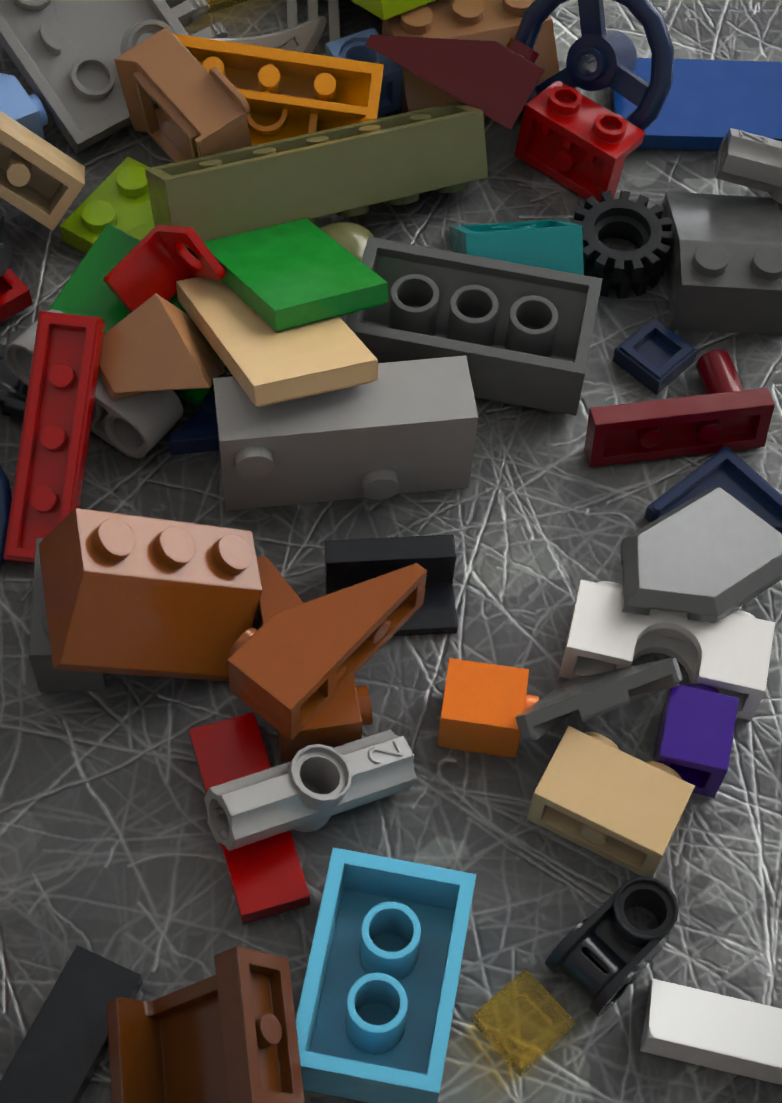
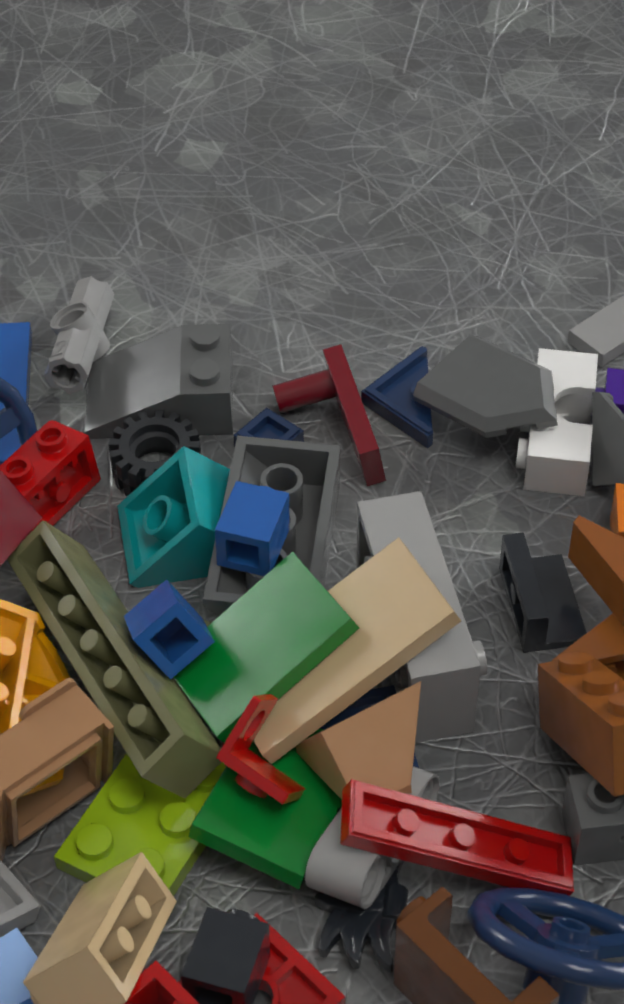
camera: 90 degrees left, 10 degrees down
(322, 198) = (168, 629): none -> blue brick
(439, 263) = (252, 528): none -> blue brick

